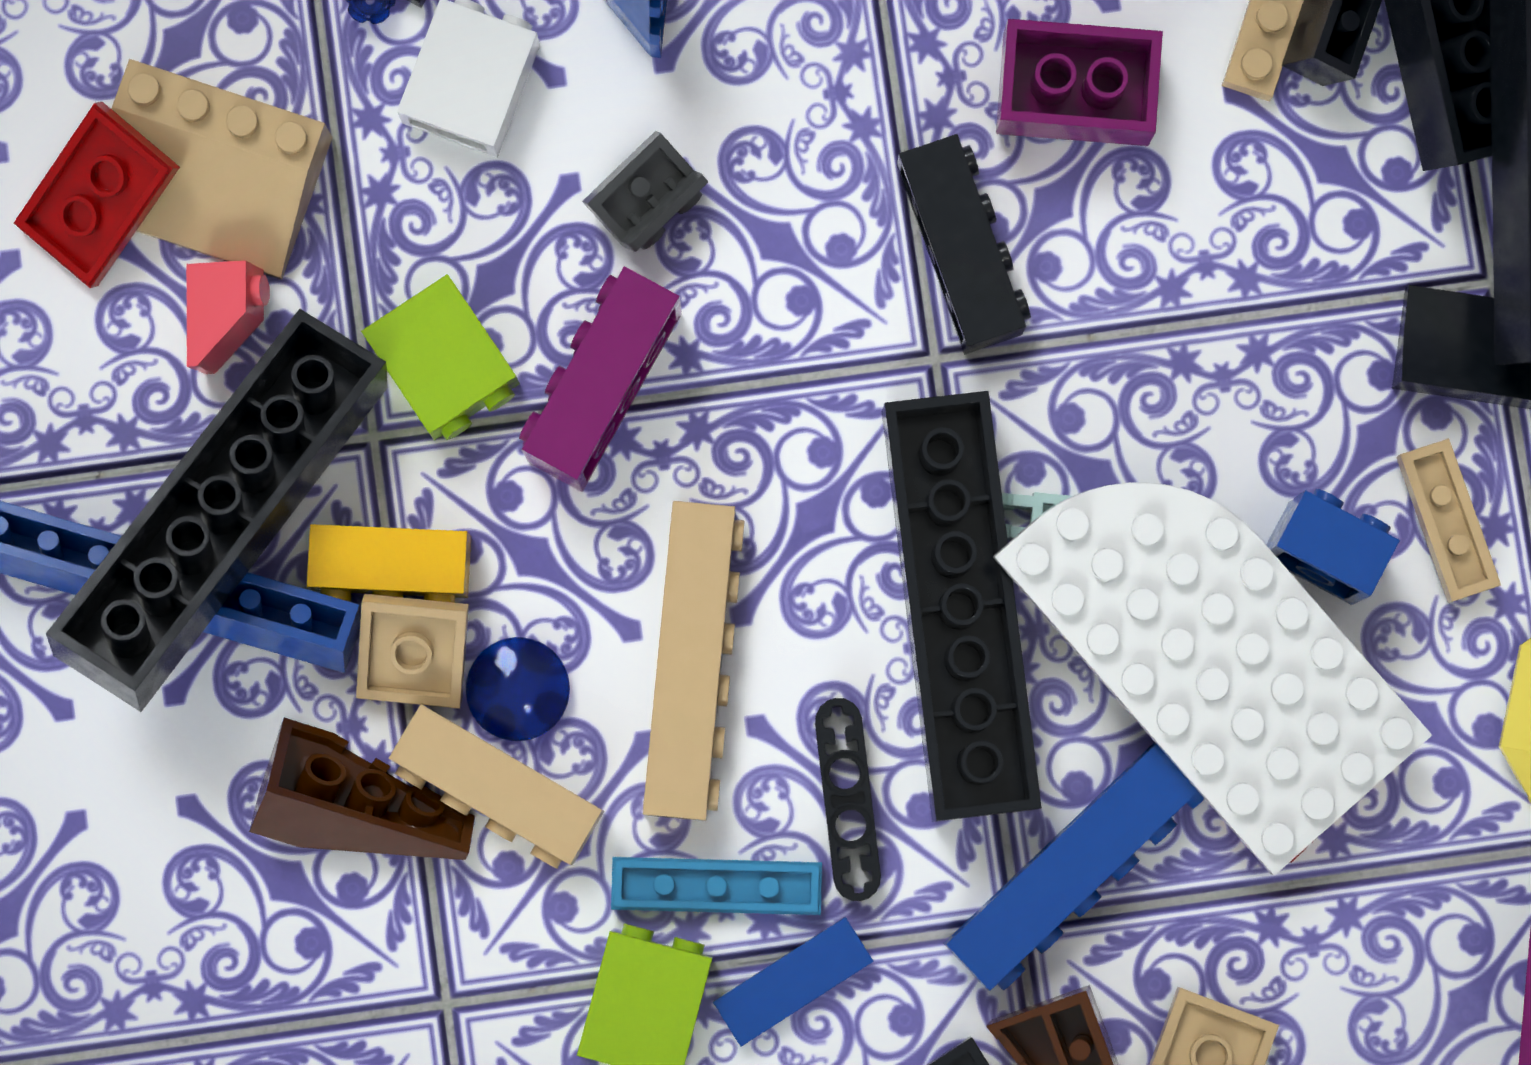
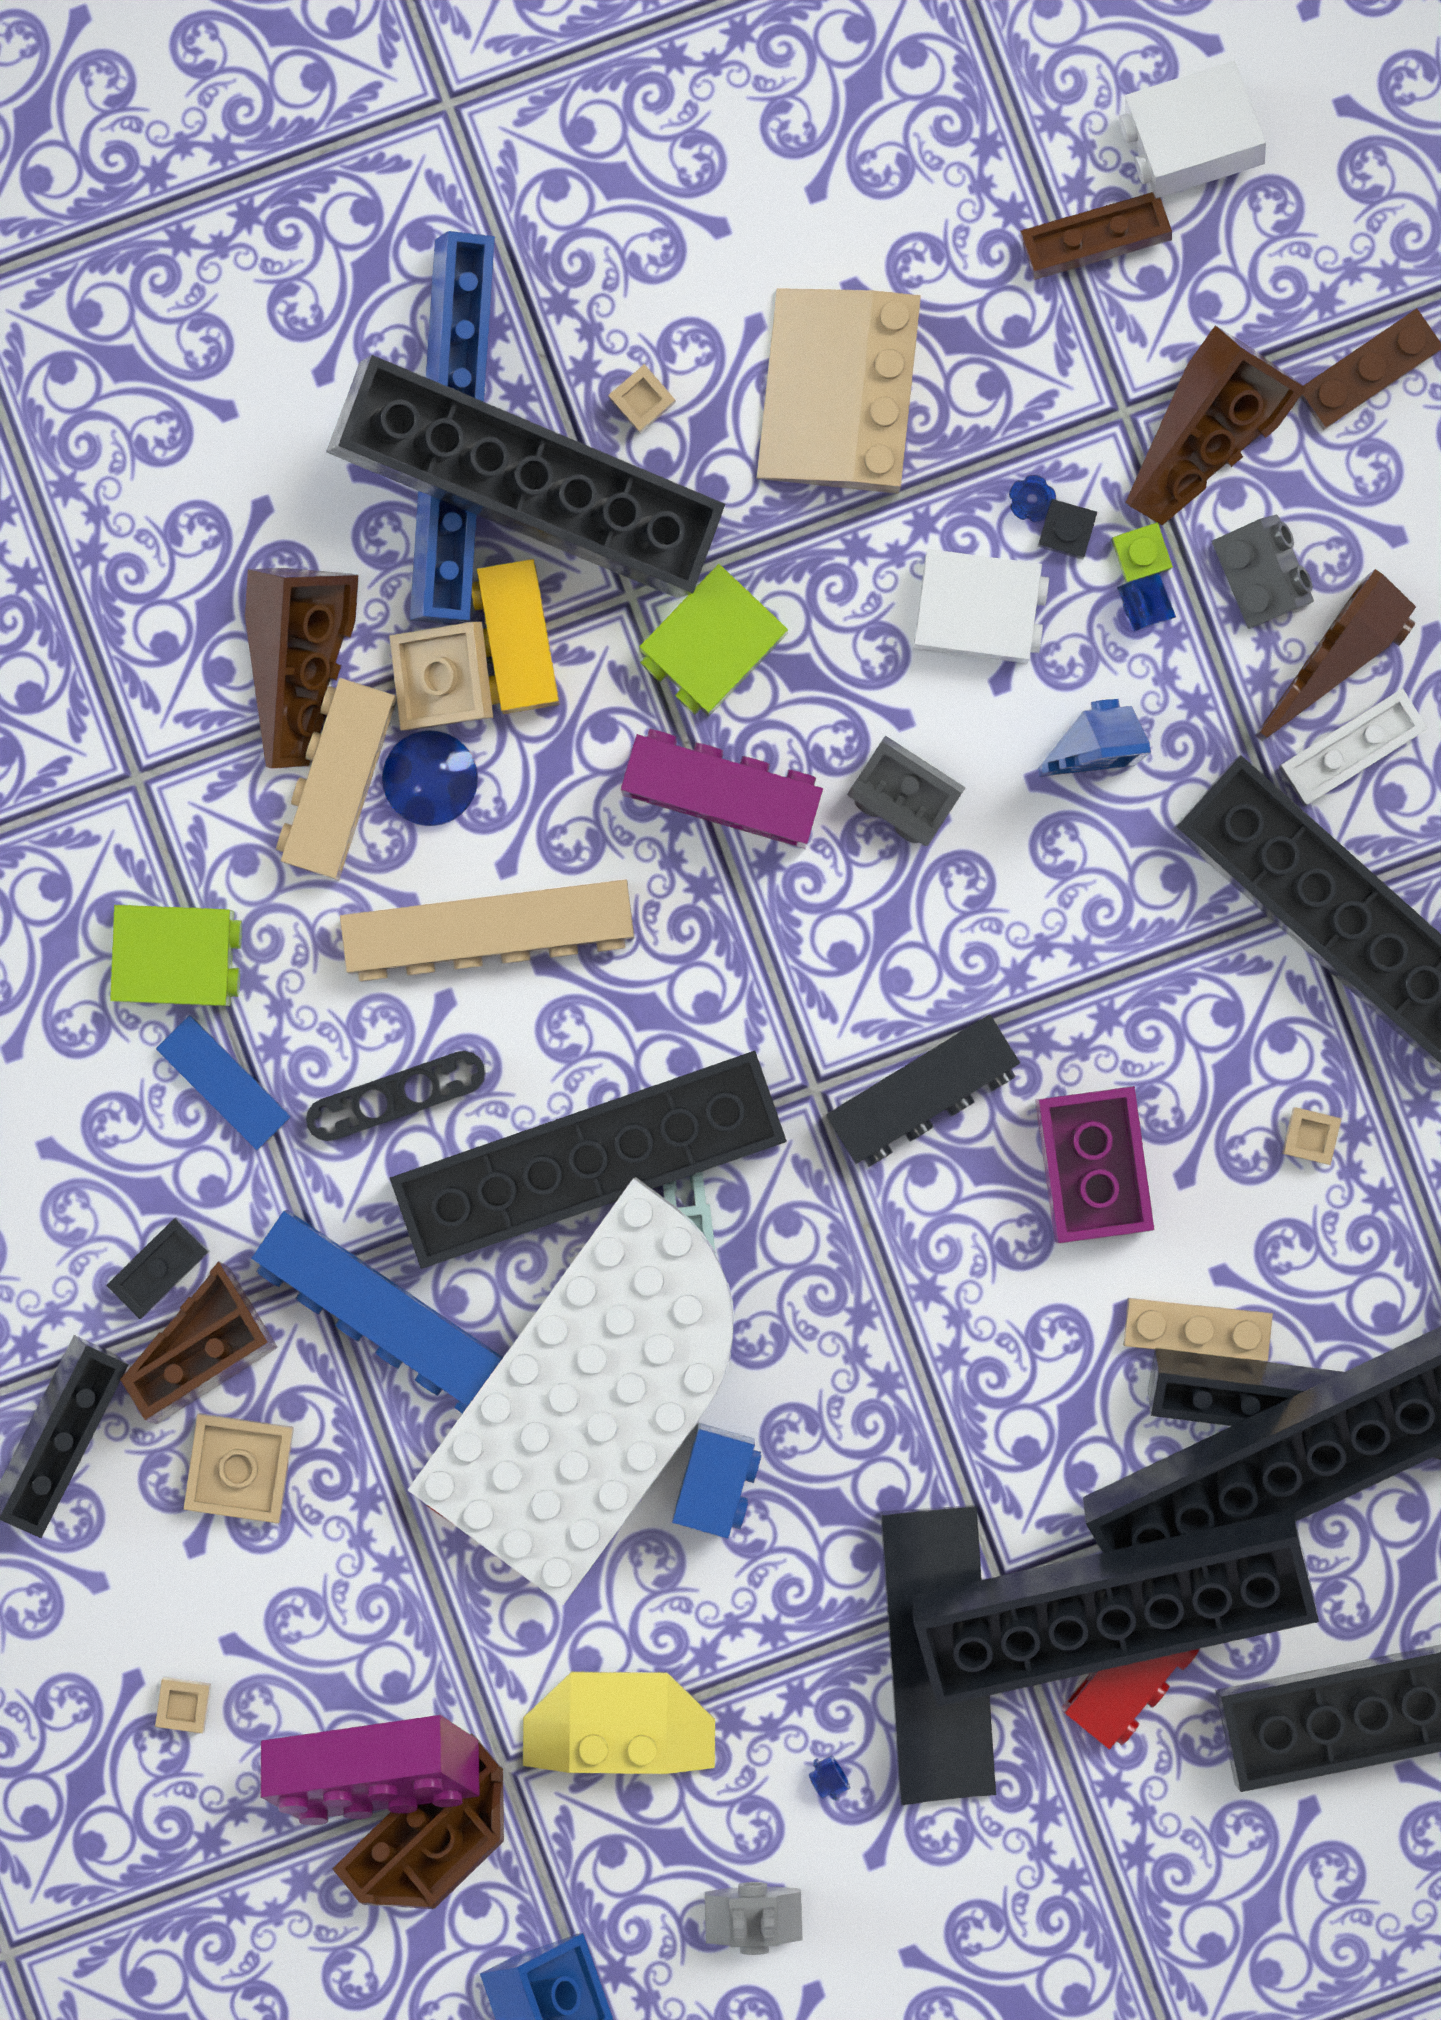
camera: 80 degrees right, 5 degrees up
(96, 194) = (792, 294): red tile -> none
(168, 377) = (642, 398): none -> tan plate
(222, 310) = (712, 432): coral slope -> none
(716, 886) = (293, 995): dark azure tile -> none
(1448, 520) = (766, 1585): tan plate -> none

